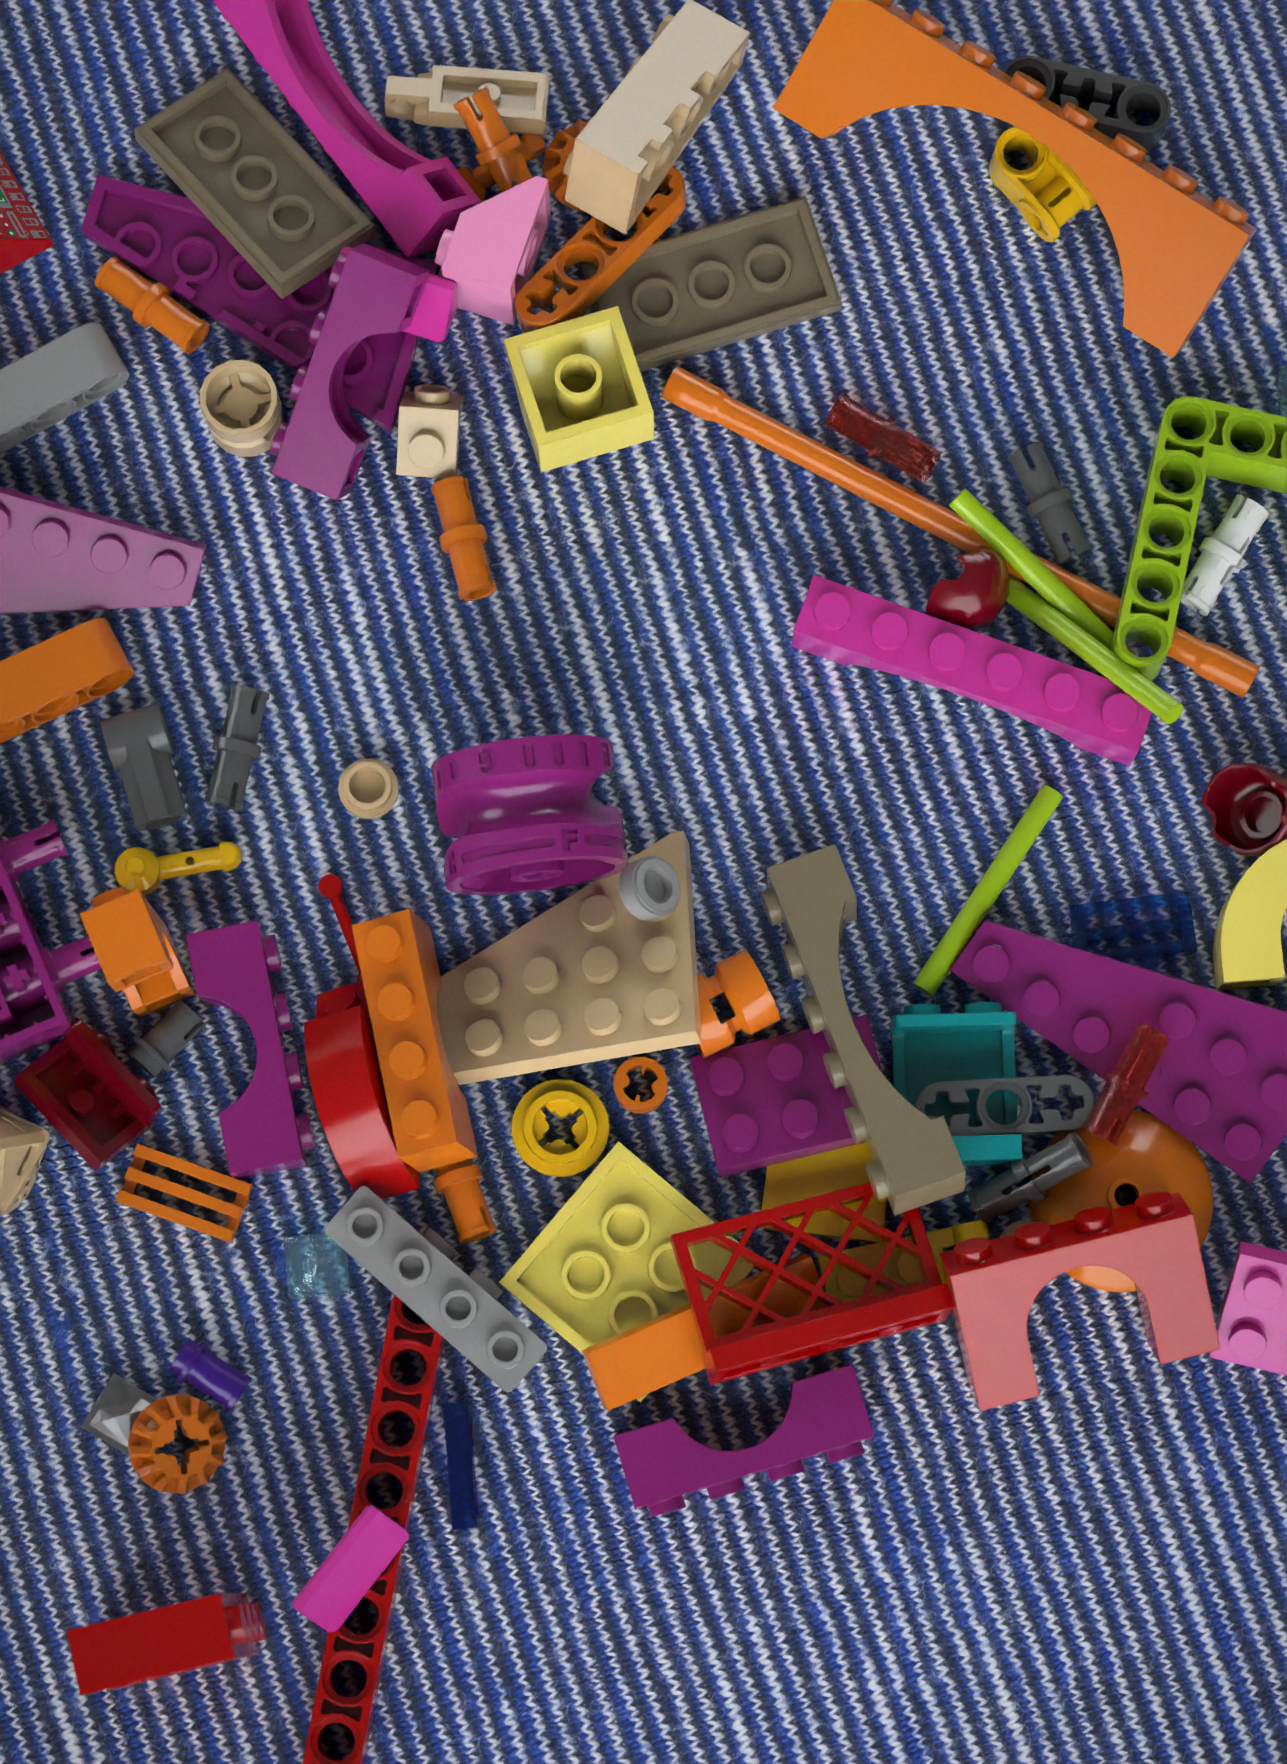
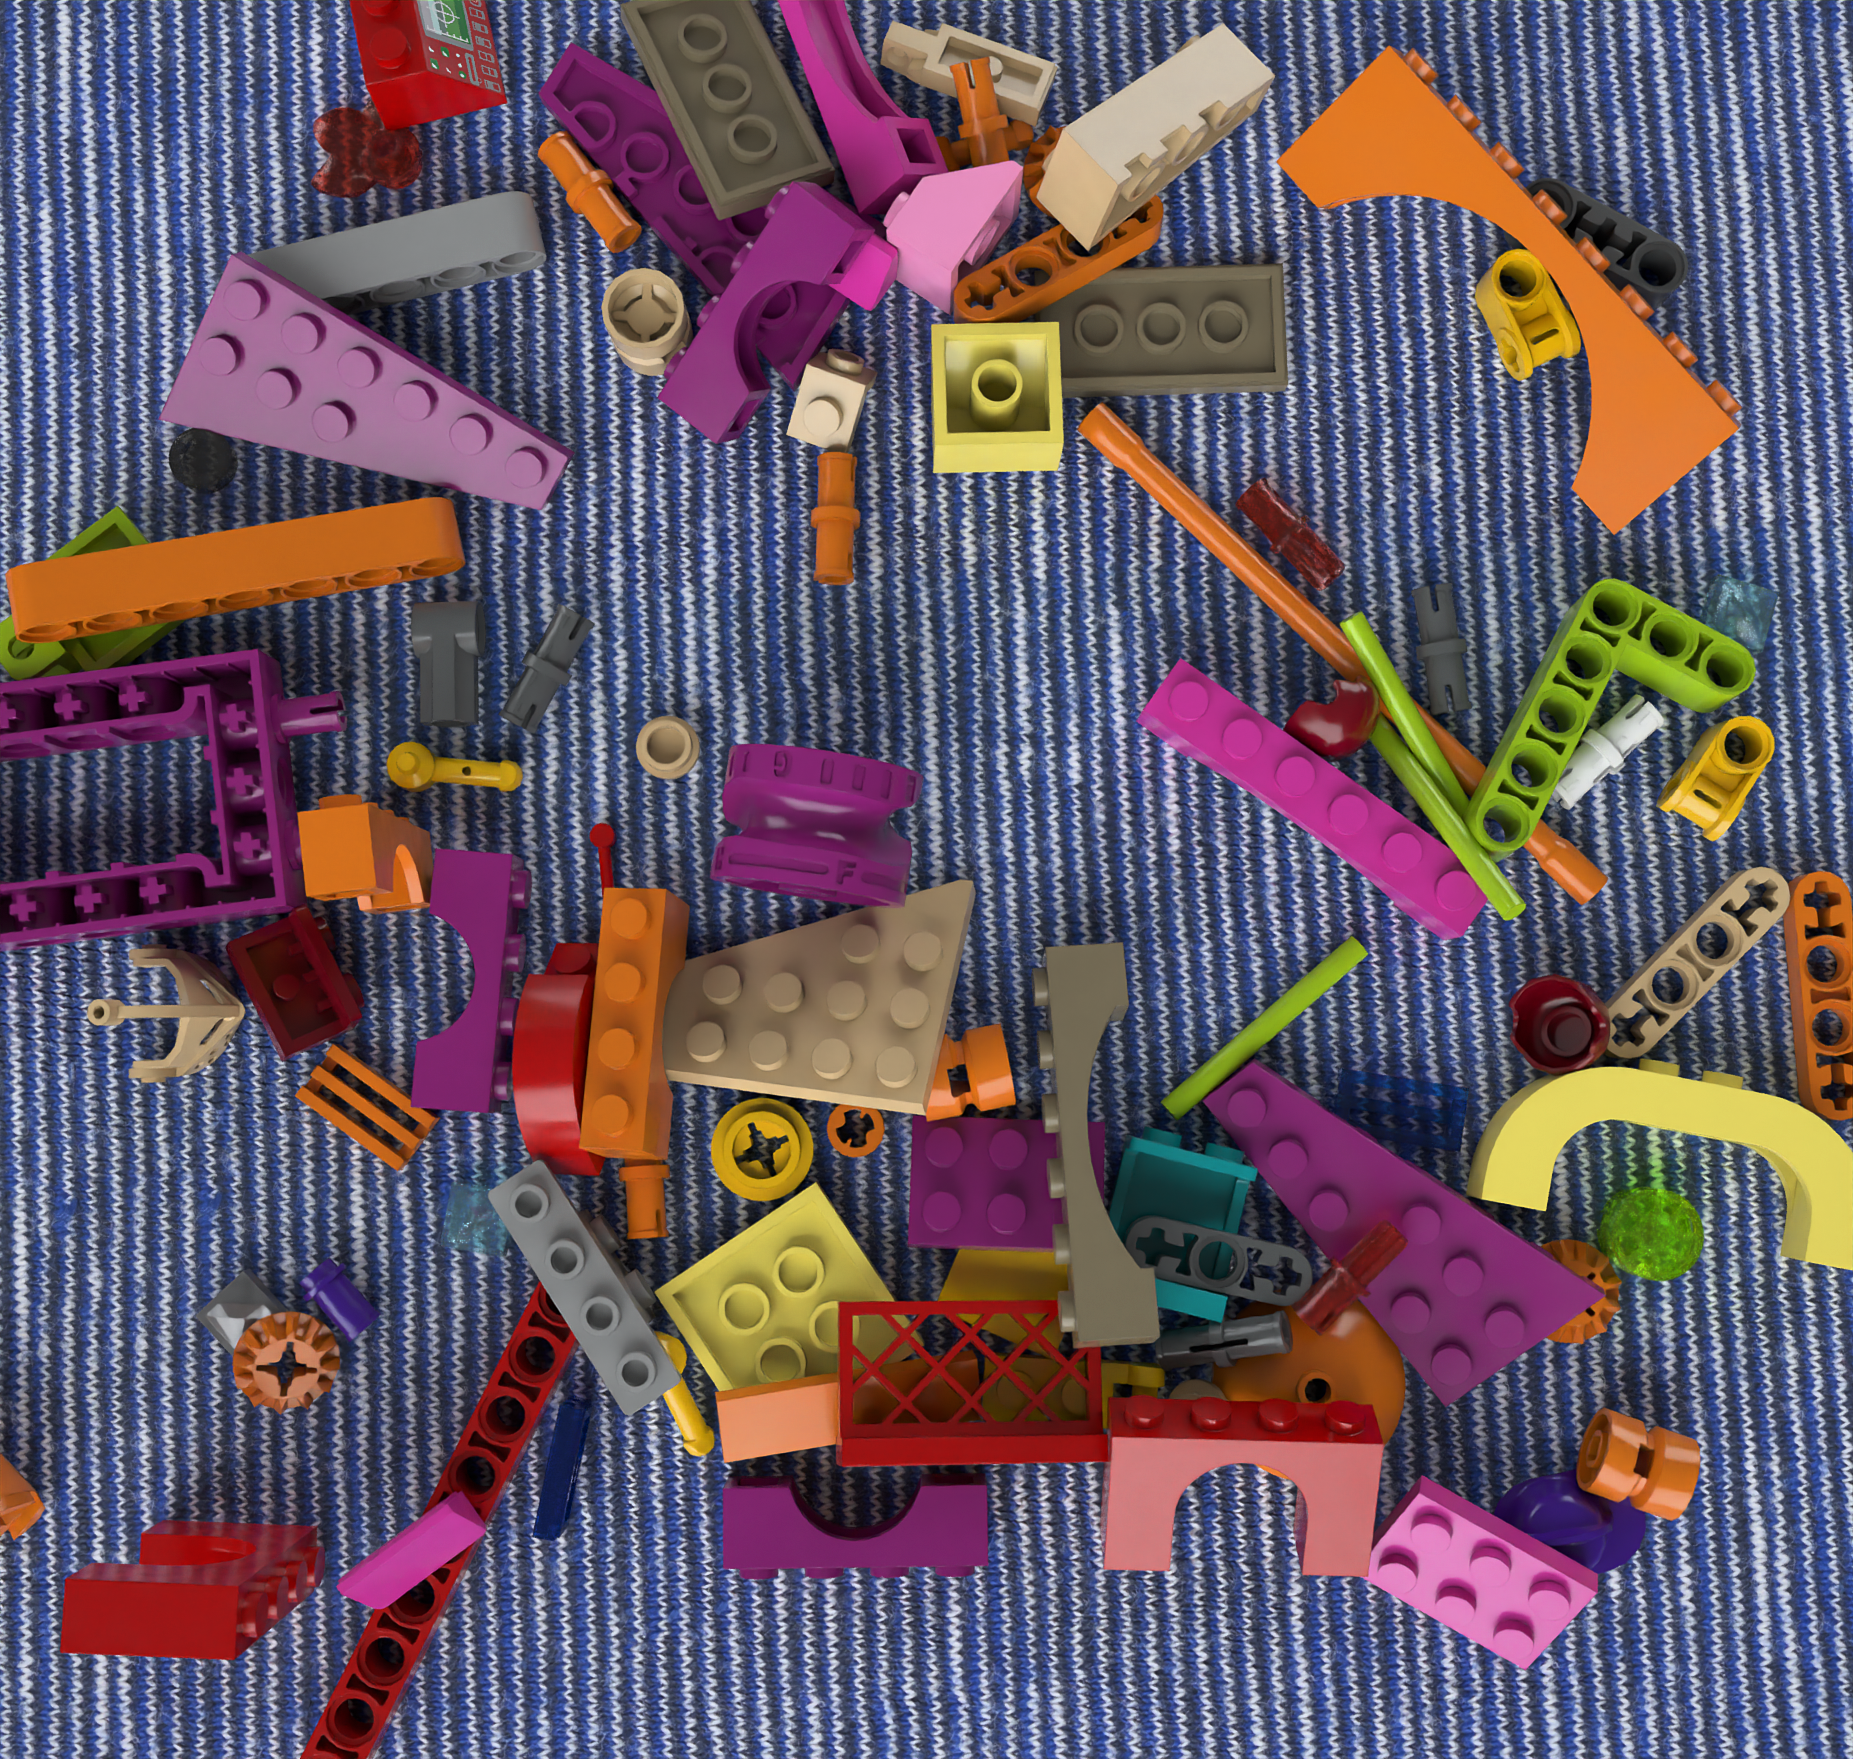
camera: 15 degrees right, 5 degrees up
(166, 1039) = (391, 946): dark grey pin -> none
(576, 1406) = (698, 1437): none -> yellow piece
(649, 888) = (918, 937): light grey tile -> none

